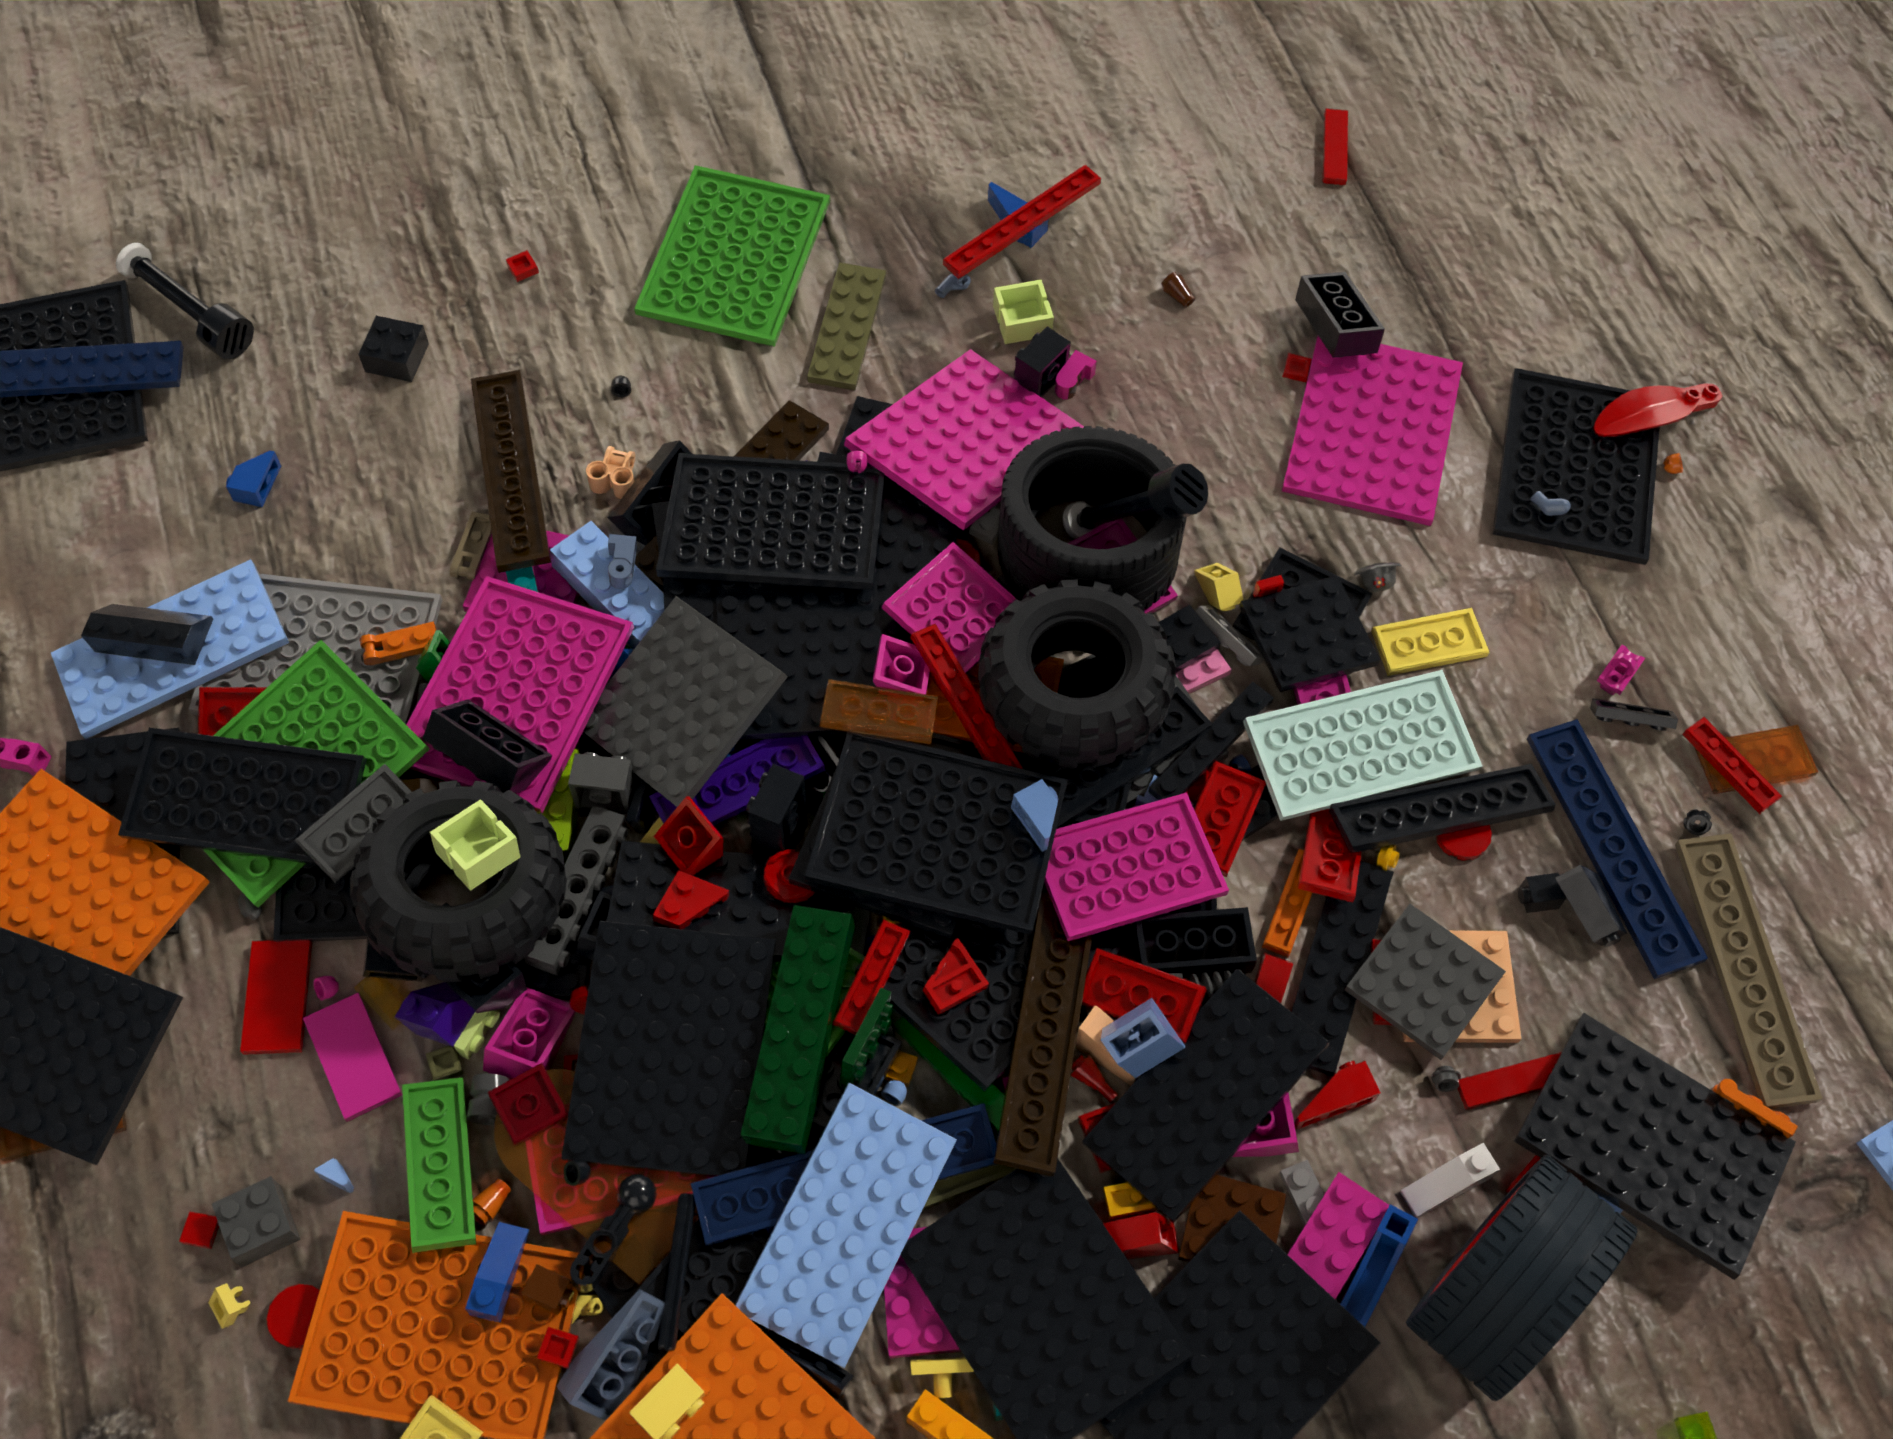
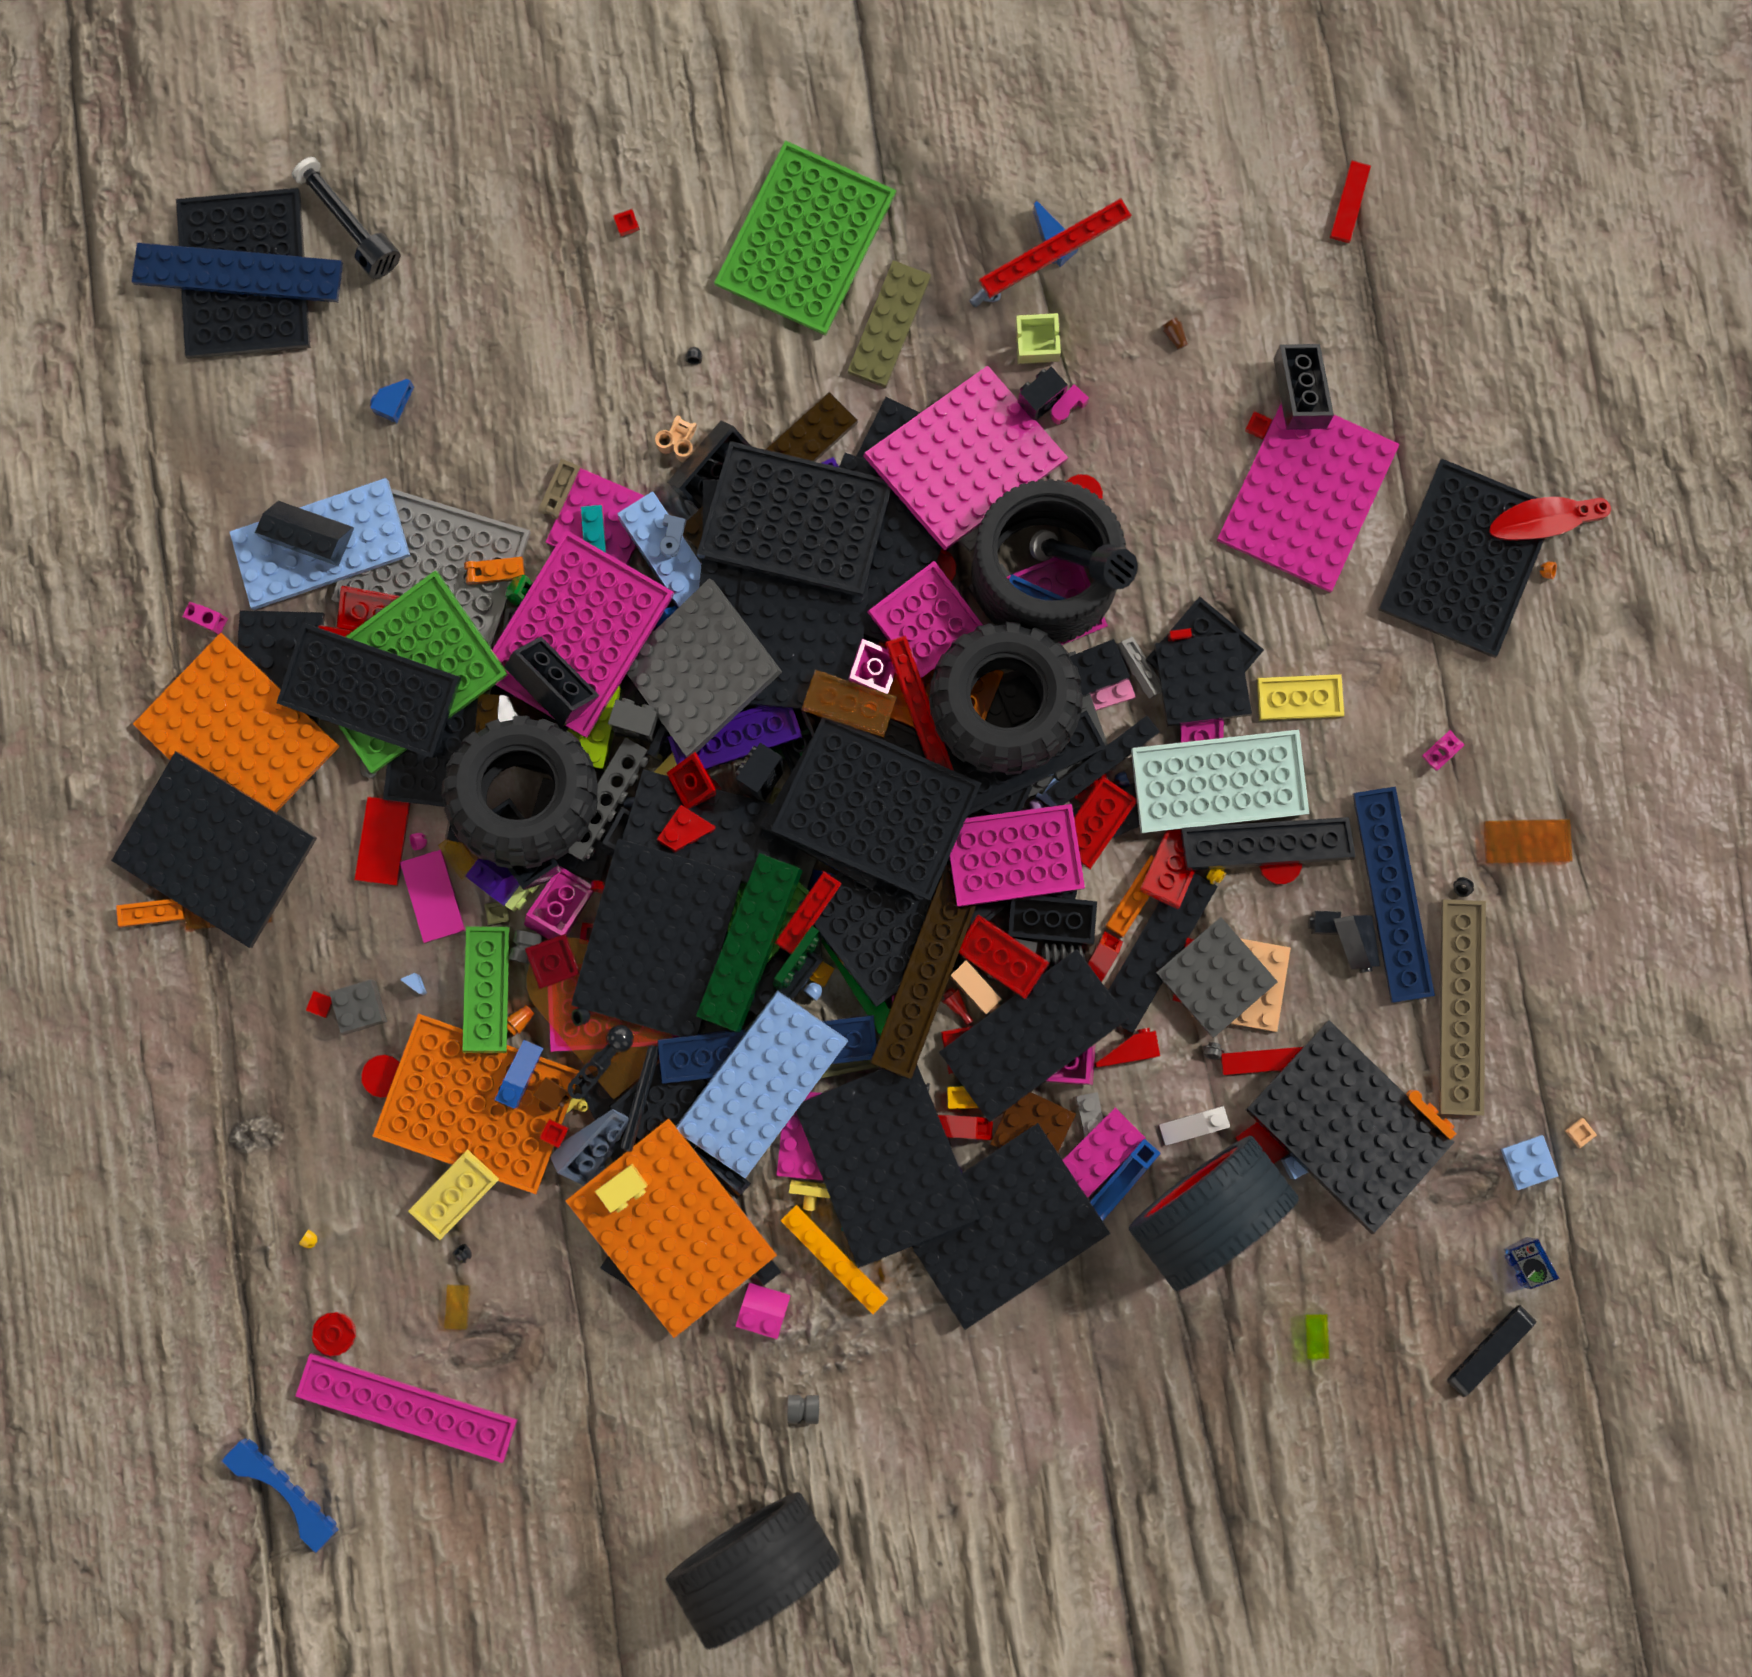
camera: 15 degrees right, 20 degrees up
(225, 1305) = (334, 1061): light yellow tile -> none
(338, 834) = (445, 731): dark grey tile -> none
(393, 348) = (512, 291): black brick -> none
(472, 846) = (532, 782): yellowish green piece -> none
(510, 472) = (594, 427): dark brown plate -> none
(777, 878) = (754, 817): red tile -> none
(854, 456) = (870, 476): dark pink hinge -> none
(954, 979) = (867, 923): red wing -> none
(1036, 811) = (952, 808): medium blue slope -> none
(1141, 1039) = (992, 991): medium blue slope -> none
(1220, 586) = (1143, 622): light yellow slope -> none
(1378, 576) = (1273, 634): dark grey hat -> none
(1550, 506) = (1430, 597): sand blue arm -> none
(1633, 714) = (1442, 788): black plate -> none
(1732, 765) = (1505, 845): red tile -> none

